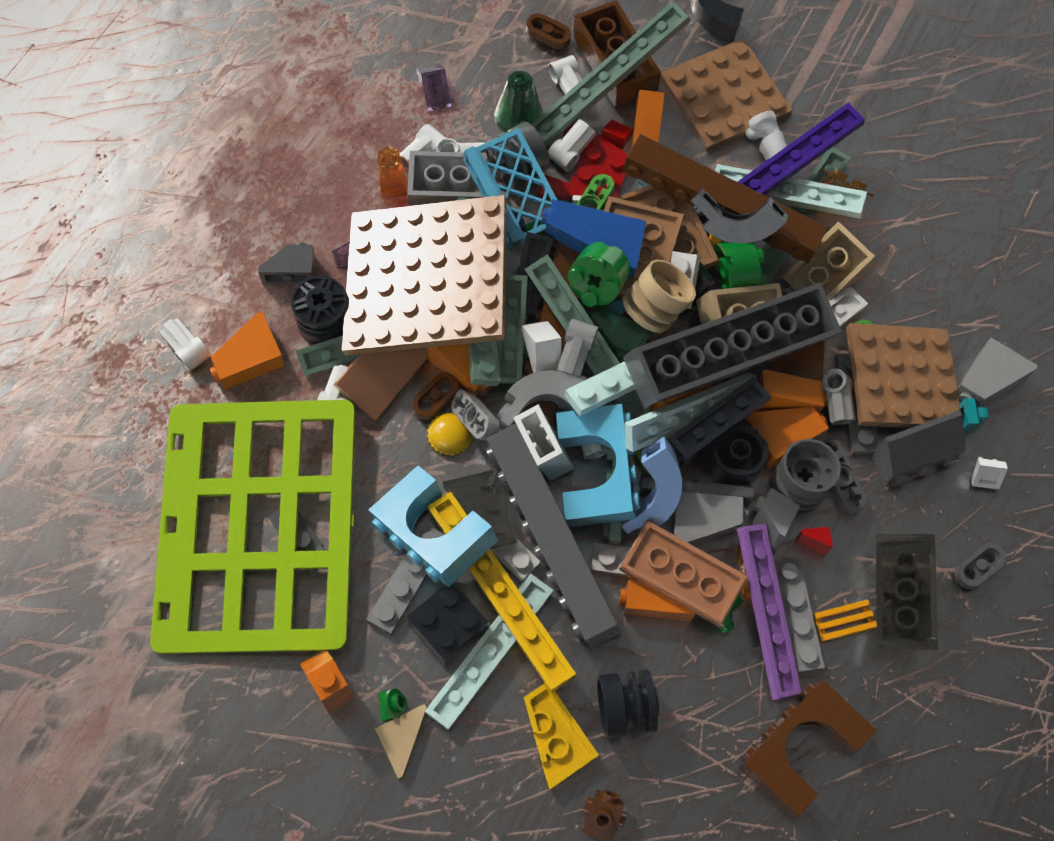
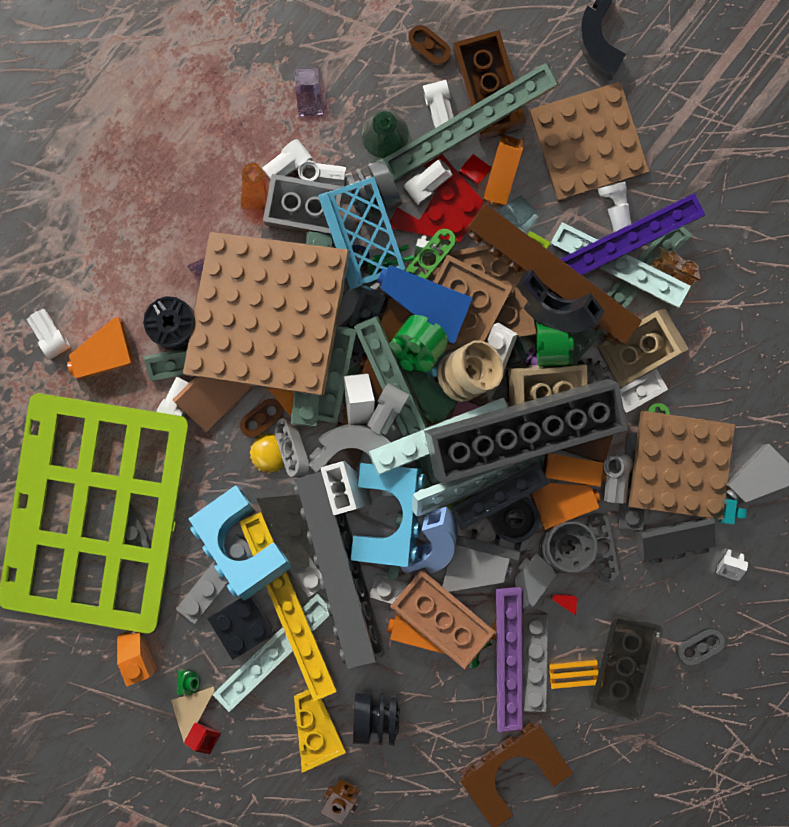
camera: 20 degrees right, 20 degrees up
(289, 265) = (150, 269): dark grey slope -> none
(419, 769) = (202, 738): none -> red slope

